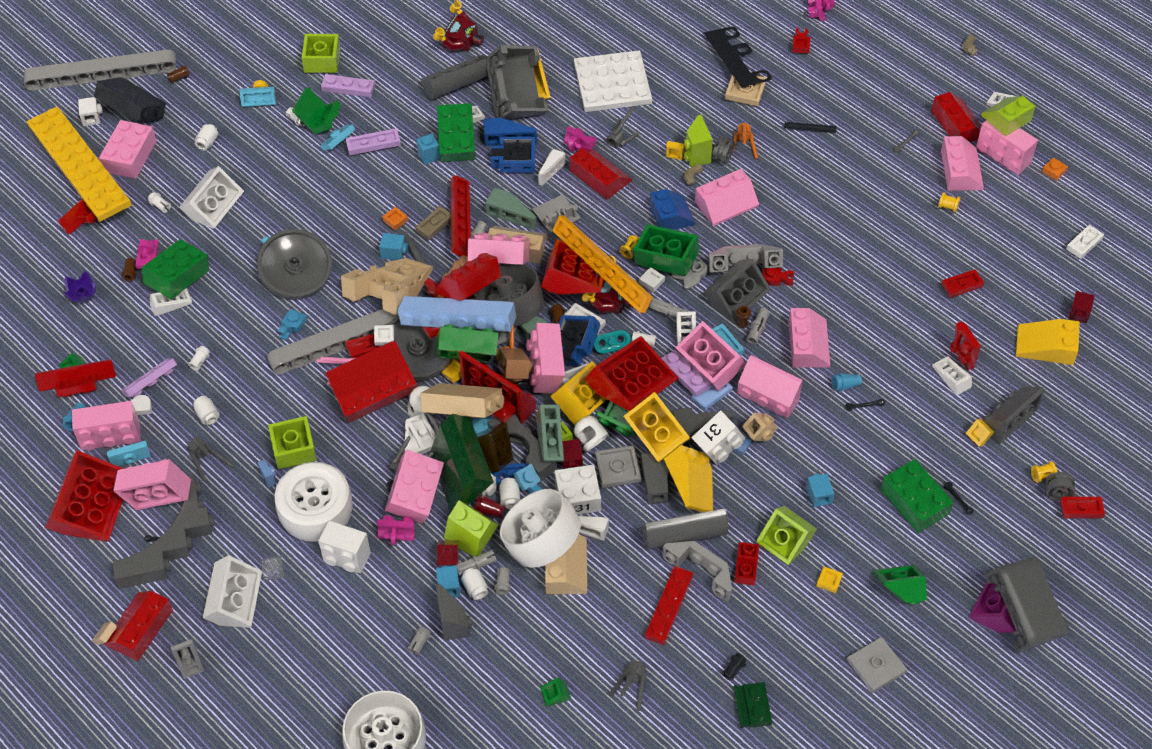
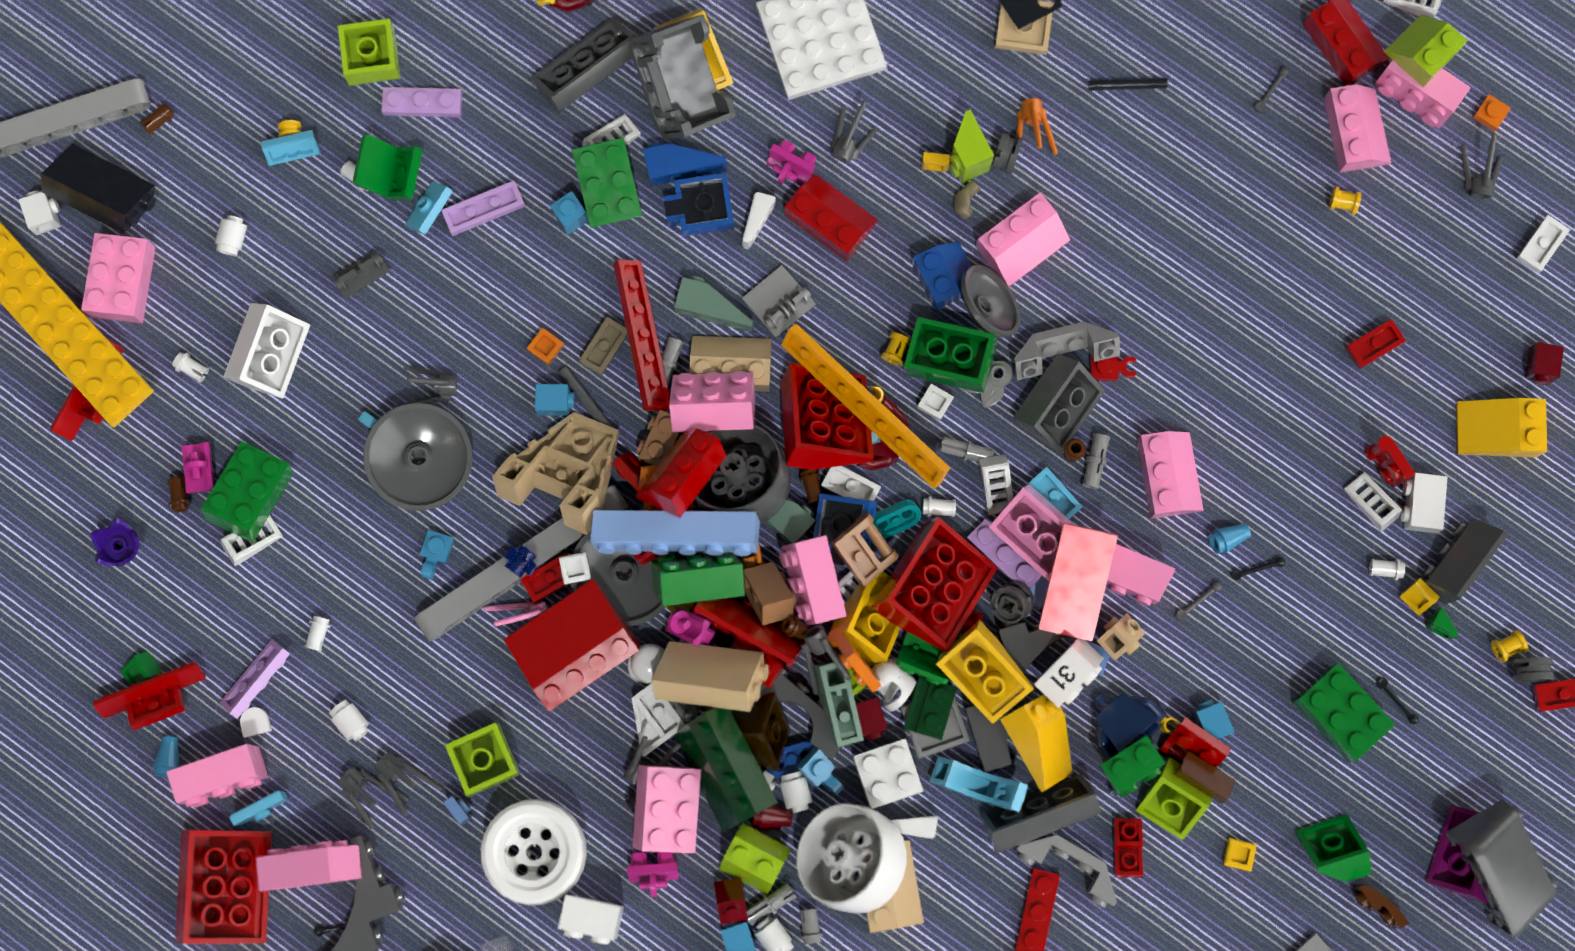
camera: 10 degrees left, 25 degrees up
(228, 443) = (392, 768): none -> dark grey plant
(280, 168) = (360, 274): none -> dark grey hinge
(322, 230) = (443, 383): none -> dark grey plant
(348, 324) = (520, 561): none -> clear blue gear
(454, 375) = (689, 627): none -> dark pink hips
(530, 386) = (793, 627): none -> reddish brown pin
(541, 392) = (817, 642): none -> dark grey plant
(566, 406) = (853, 660): none -> orange plate
(581, 346) = (858, 554): none -> medium nougat plate
(615, 452) = (930, 708): none -> dark green plate
(640, 505) = (978, 784): none -> medium azure arch
(685, 396) = (1012, 603): none -> dark grey wheel
(697, 223) = (990, 301): none -> dark grey dish
(732, 380) = (1078, 581): none -> tile
(755, 503) = (1133, 764): none -> green bracket
(756, 481) = (1126, 722): none -> dark blue torso
(806, 425) = (1182, 614): none -> dark grey hinge
(807, 497) = (1196, 741): none -> red plate
(807, 516) = (1205, 777): none -> reddish brown slope
(930, 620) = (1374, 900): none -> reddish brown slope
(958, 414) = (1387, 568): none -> white pin
(989, 377) = (1424, 503): none -> white brick
(995, 452) = (1442, 625): none -> green slope
(1045, 205) = (1483, 184): none -> dark grey plant

